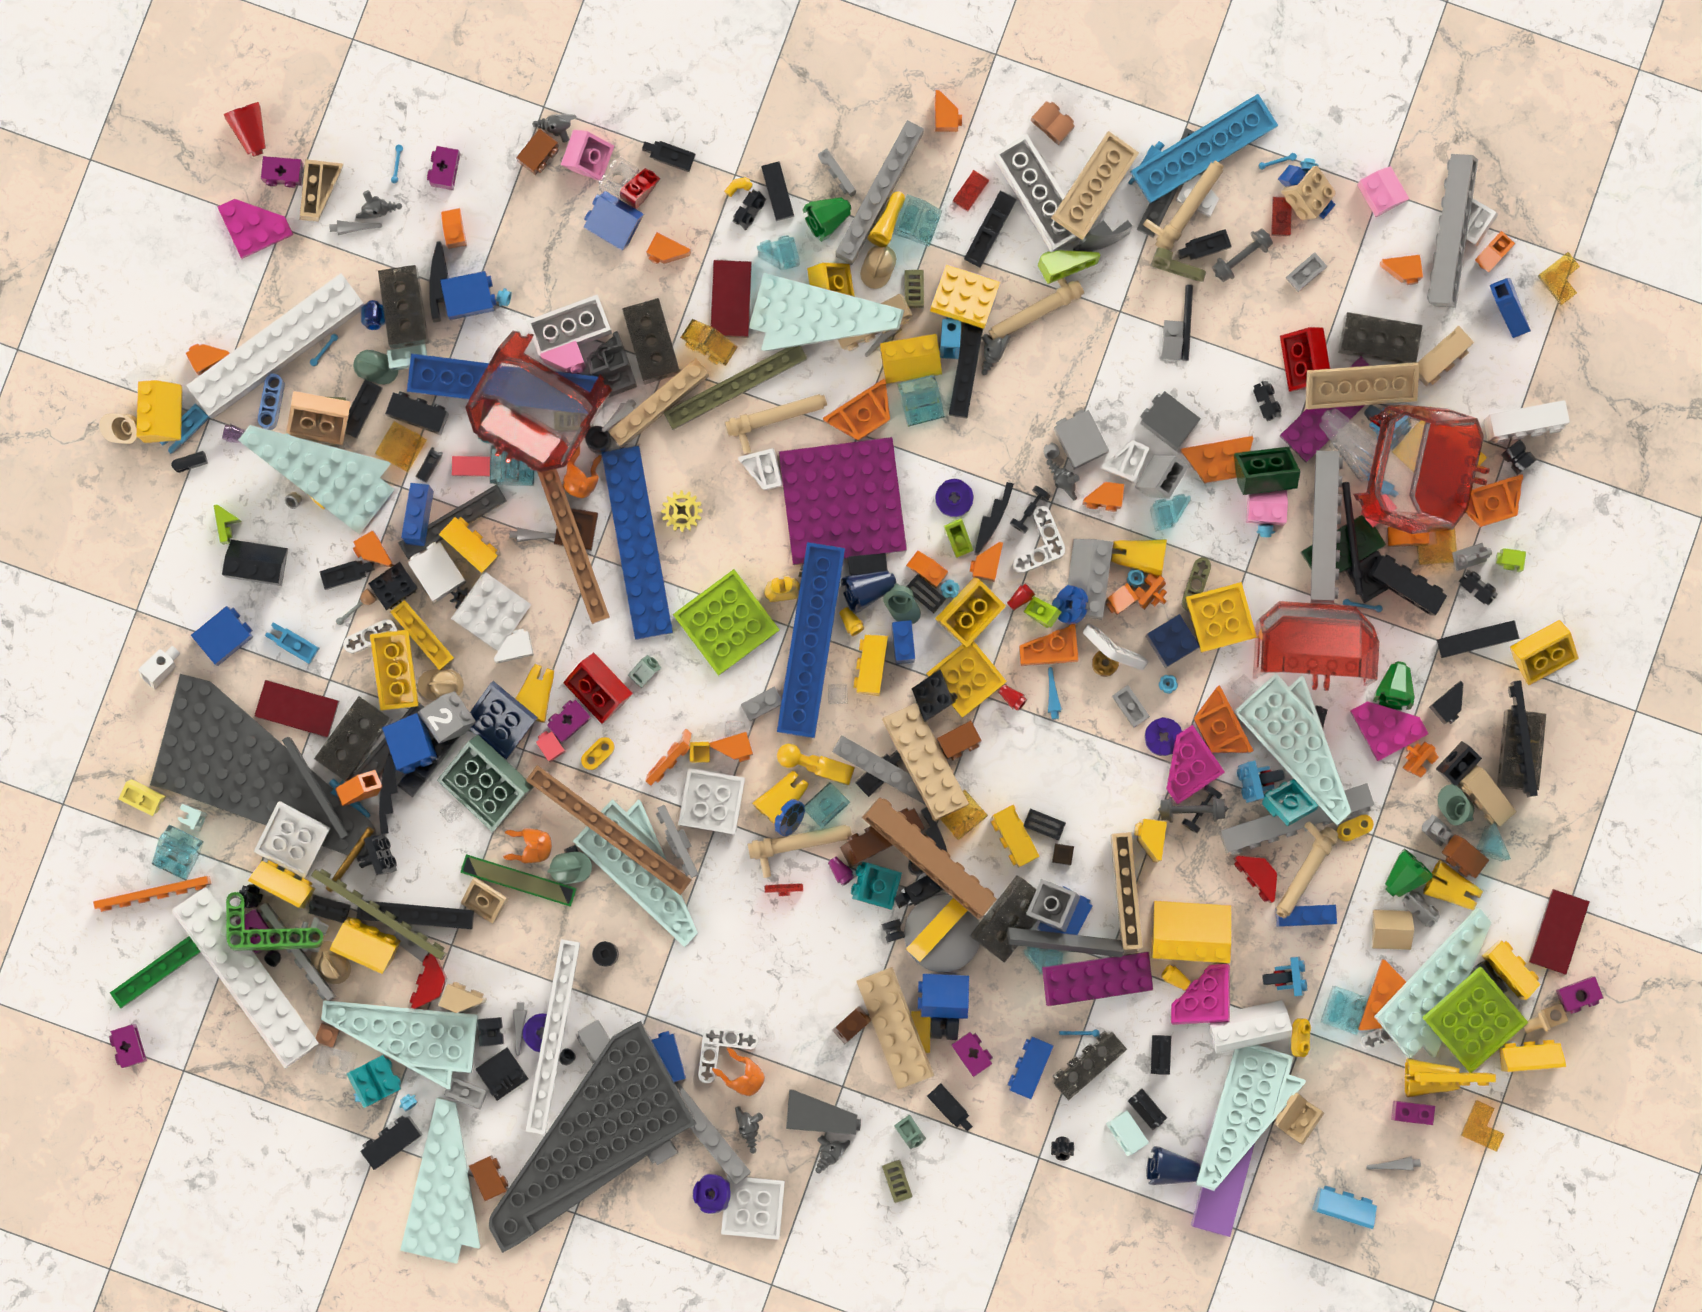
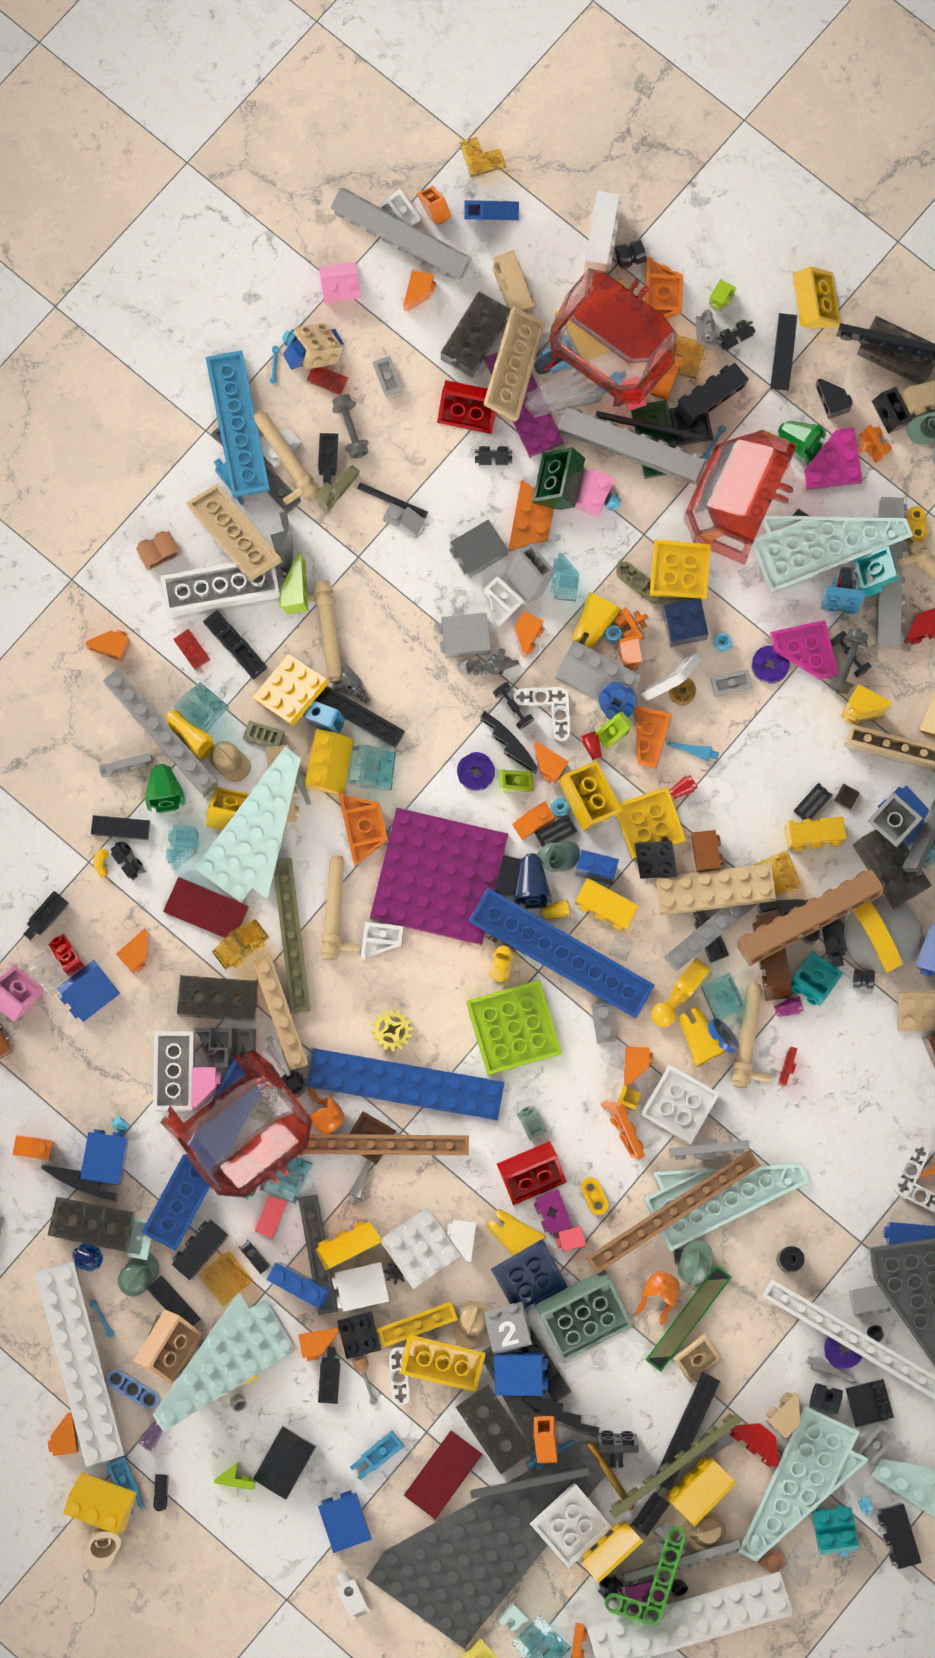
camera: 70 degrees left, 5 degrees down
(1220, 726) = (778, 609): orange wing -> none

